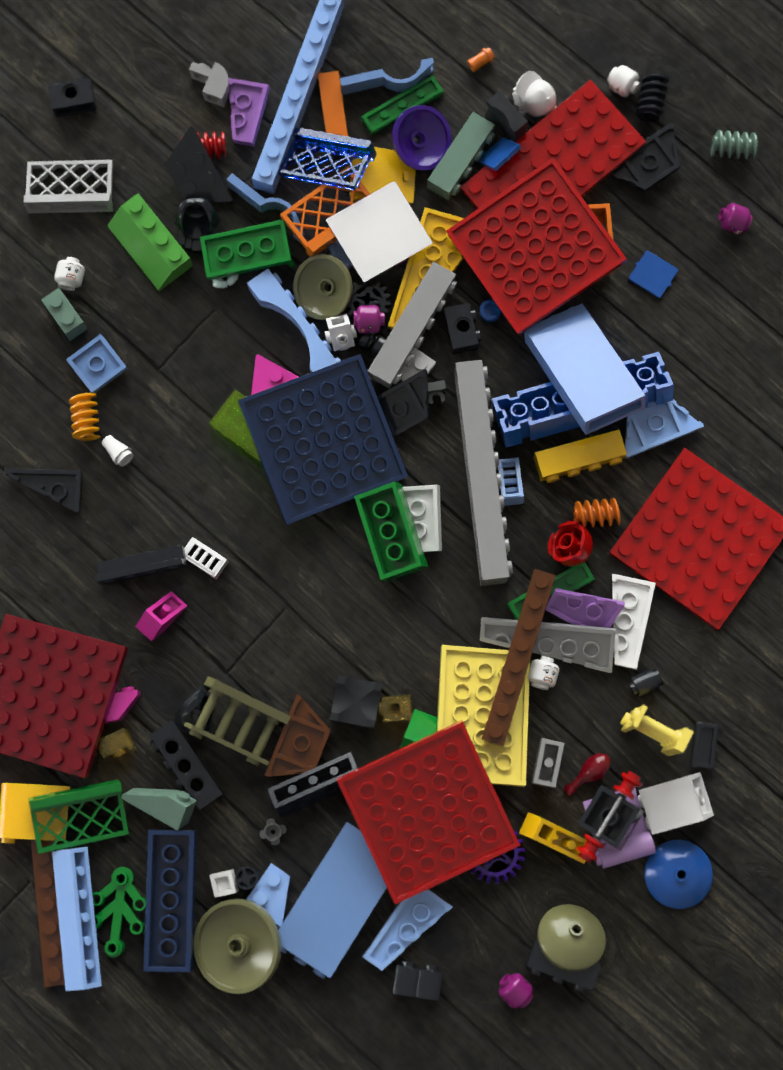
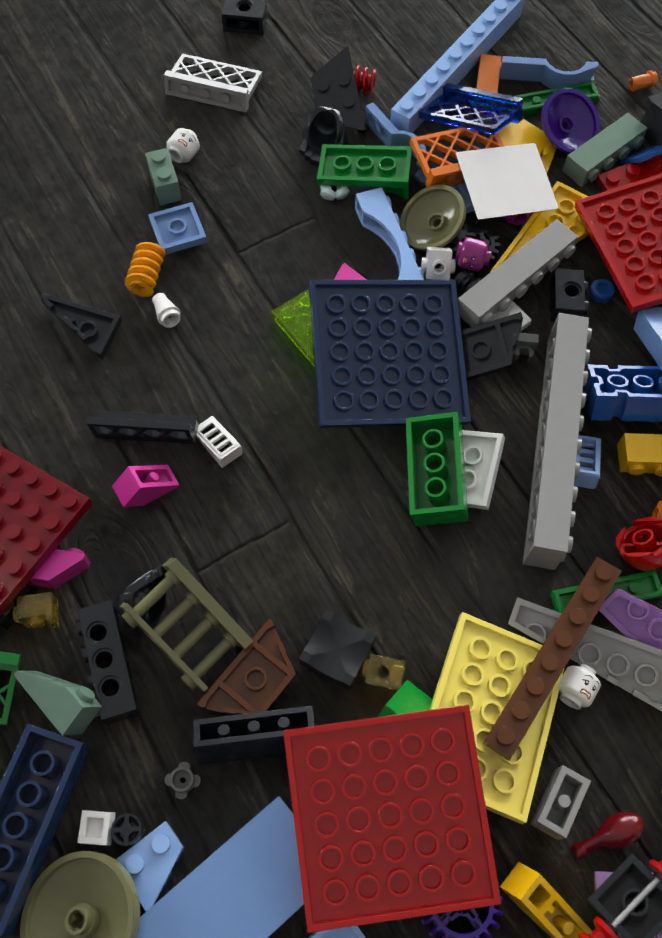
camera: 15 degrees right, 15 degrees down
(149, 242) = (272, 141): bright green slope -> none
(216, 82) = (379, 35): light grey brick -> none
(247, 109) = (404, 64): medium lavender wing -> none

